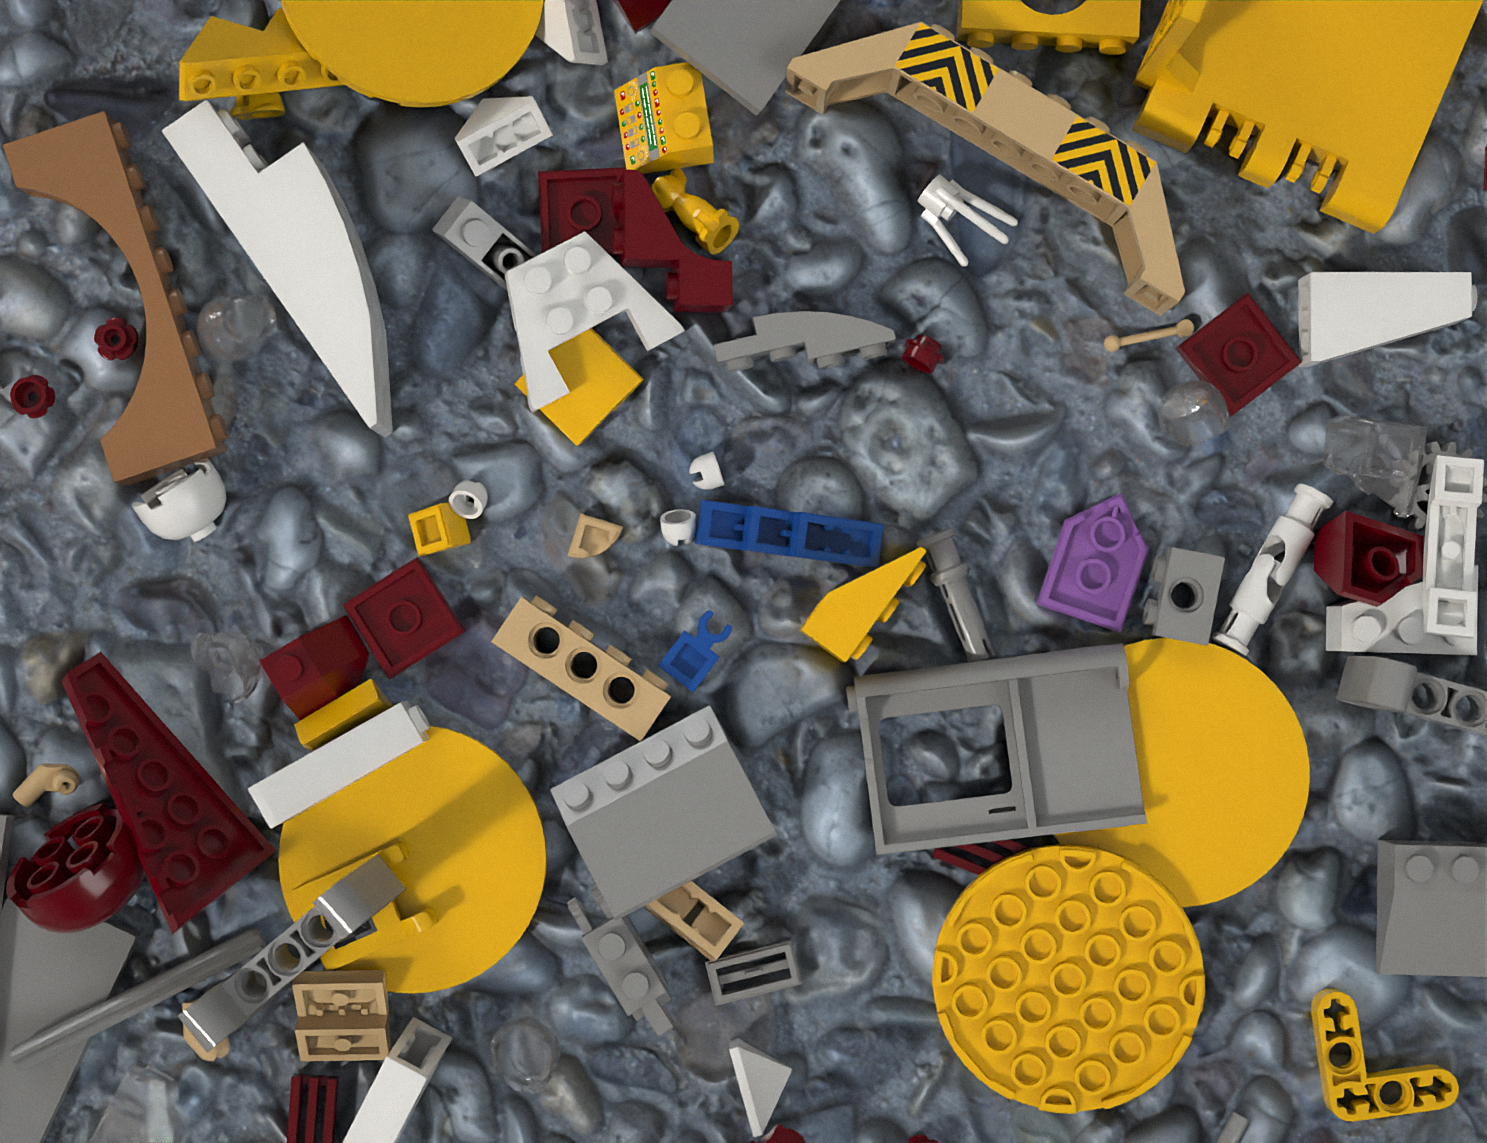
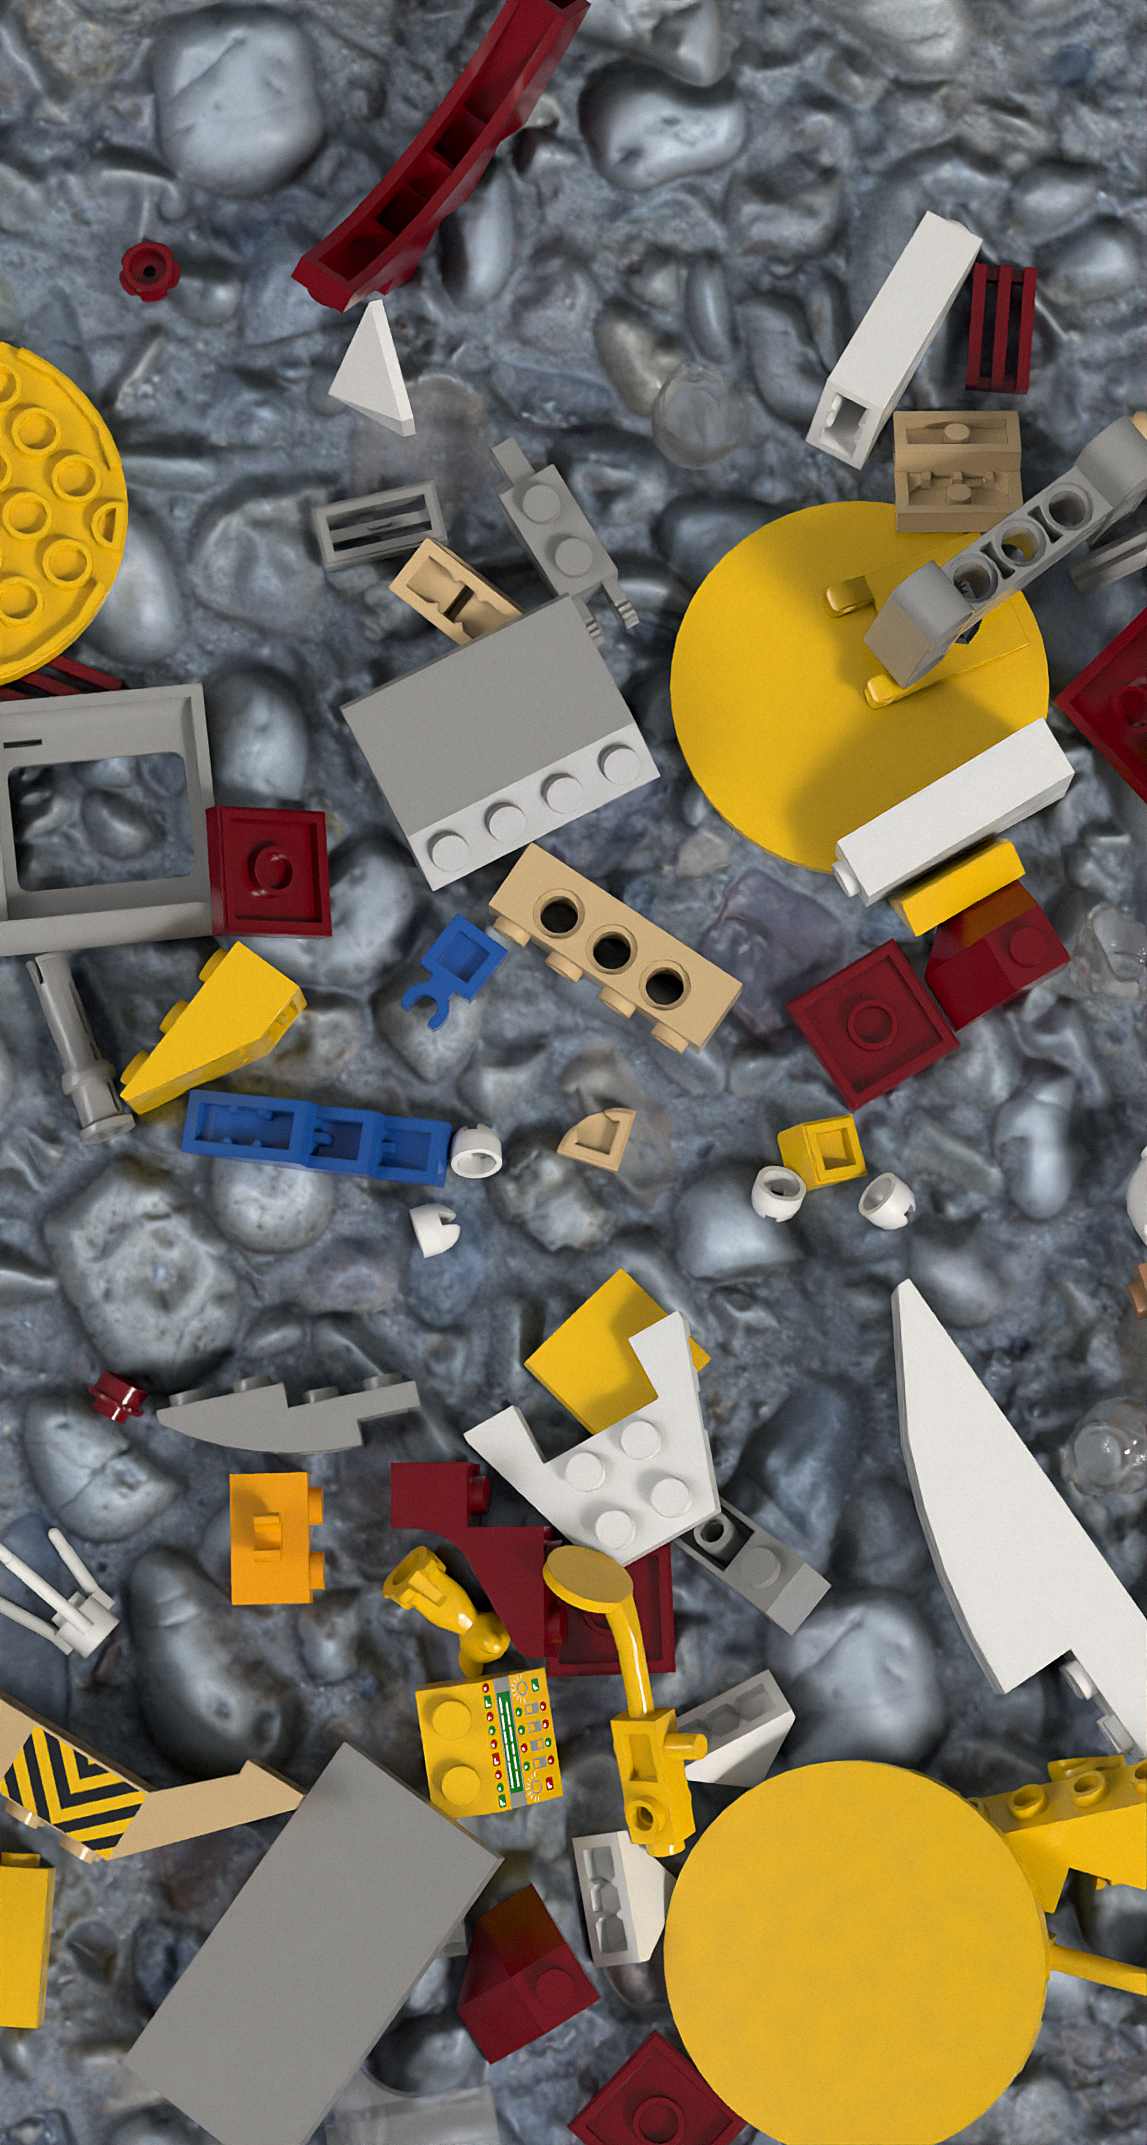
camera: 175 degrees left, 5 degrees down
(401, 499) = (887, 1202): none -> white hinge
(555, 119) = (644, 1736): none -> yellow piece
(813, 255) = (274, 1538): none -> light orange brick
(826, 718) = (268, 872): none -> dark red tile

